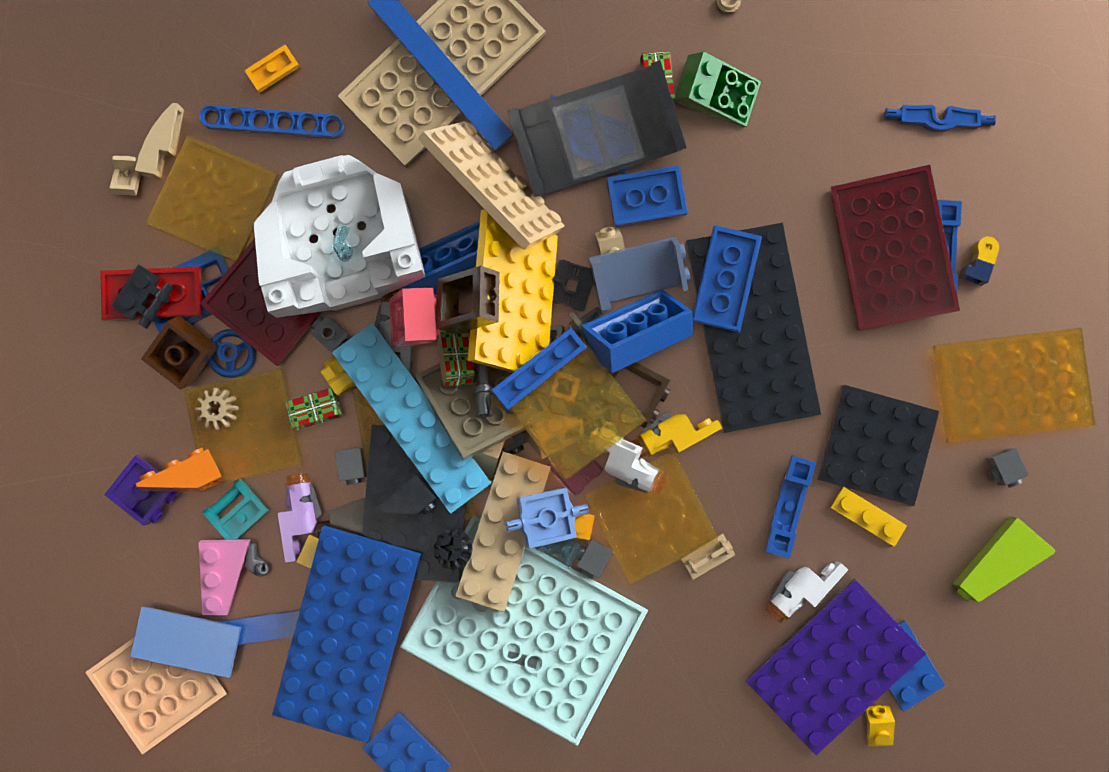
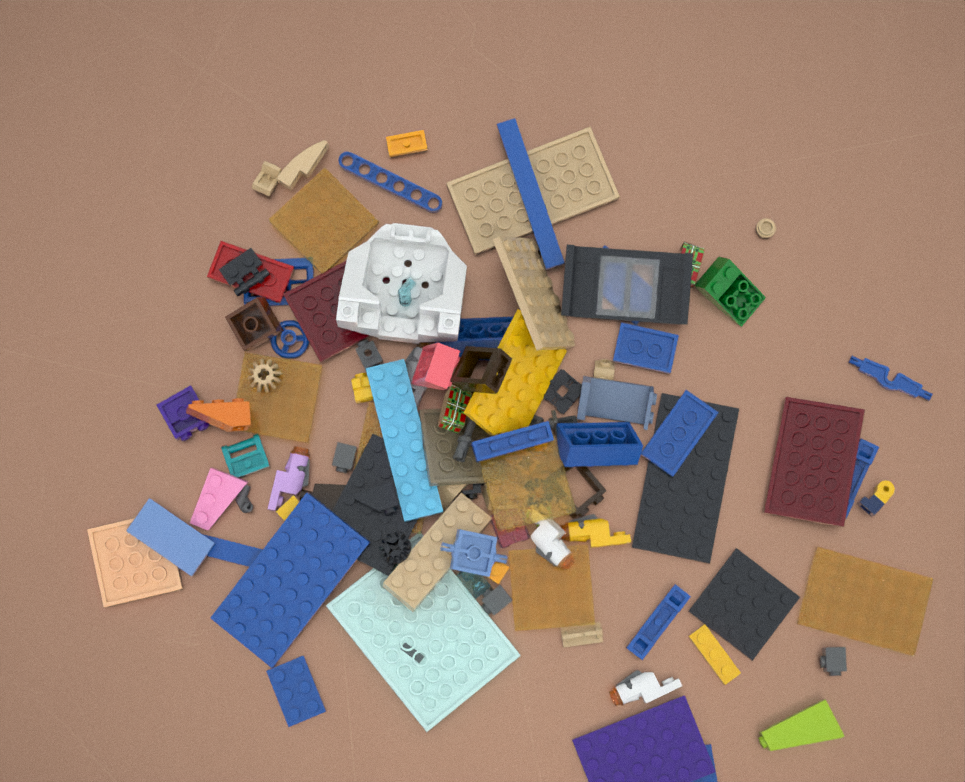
camera: 25 degrees right, 5 degrees down
(313, 409) = (334, 405): piece -> none

